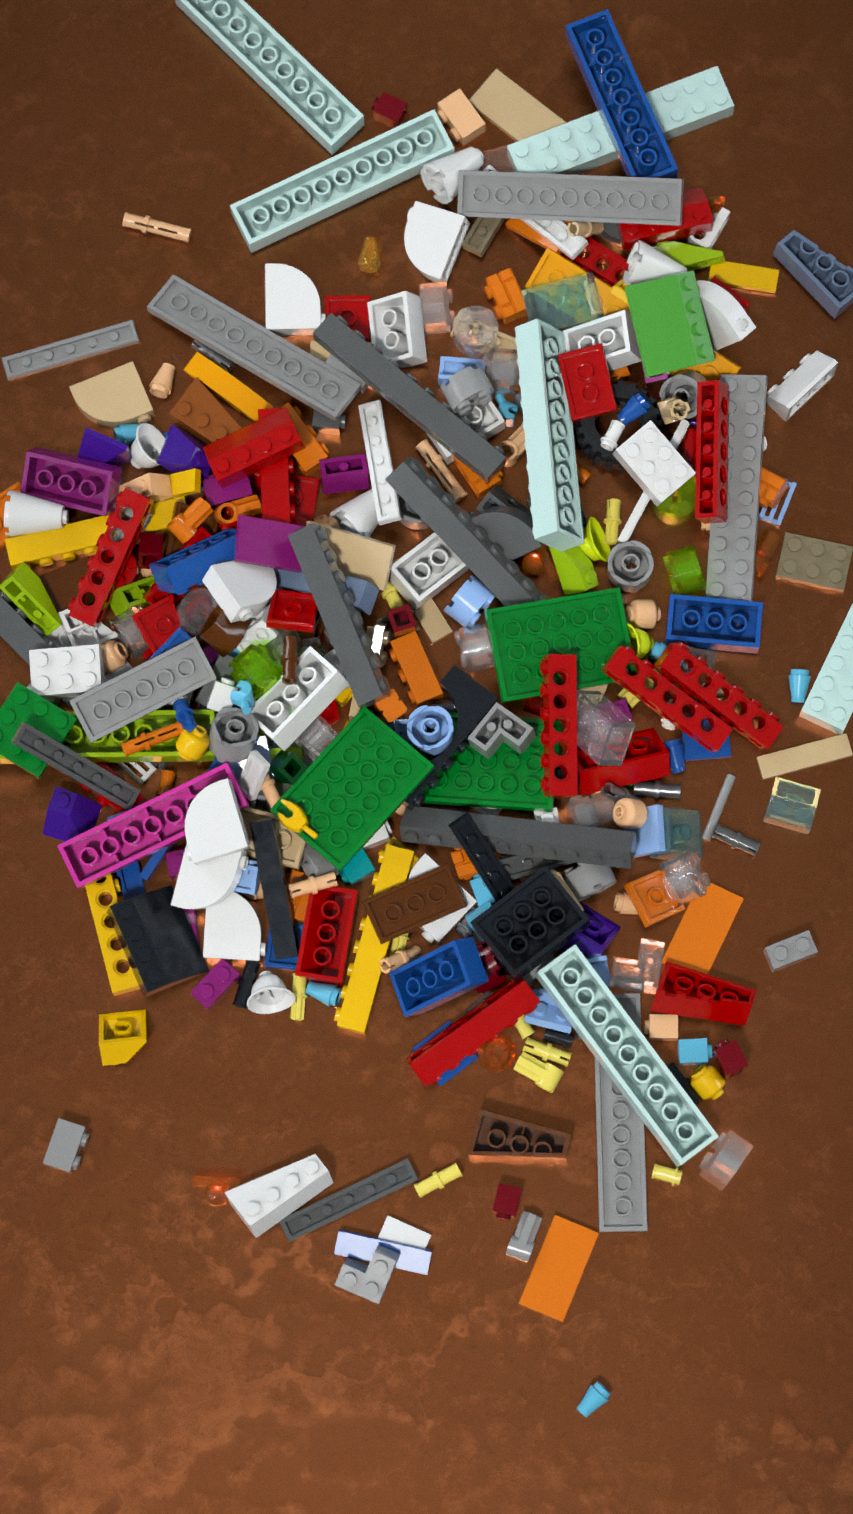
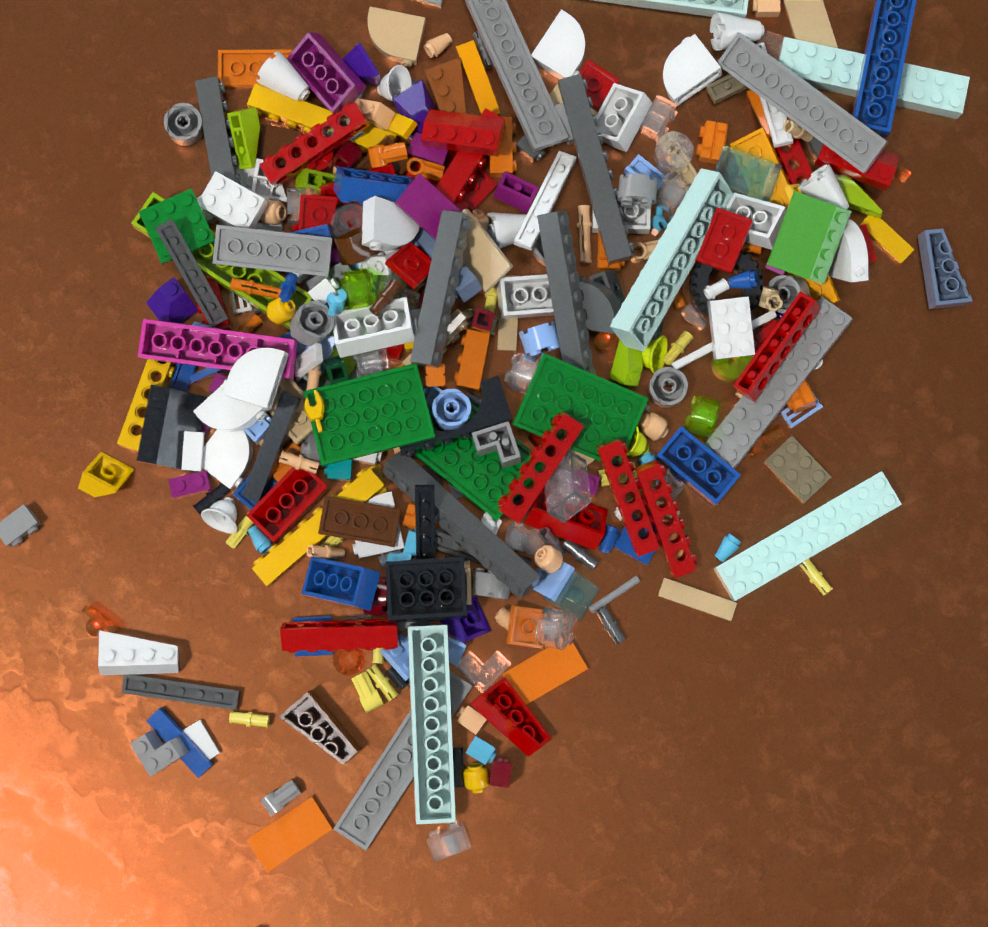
camera: 30 degrees right, 5 degrees up
(125, 433) = (386, 64): medium azure cone -> none
(196, 947) = (193, 451): none -> white tile
(369, 255) = (637, 52): clear yellow cone -> none
(506, 1201) = (285, 765): dark red brick -> none
(606, 479) = (694, 316): none -> clear cone
(667, 1174) = (406, 821): light yellow pin -> none
(710, 238) = (895, 188): white plate -> none
(790, 951) = (594, 727): light grey brick -> none
(792, 805) = (665, 627): clear light blue slope -> none
(801, 384) = (873, 339): white slope -> none

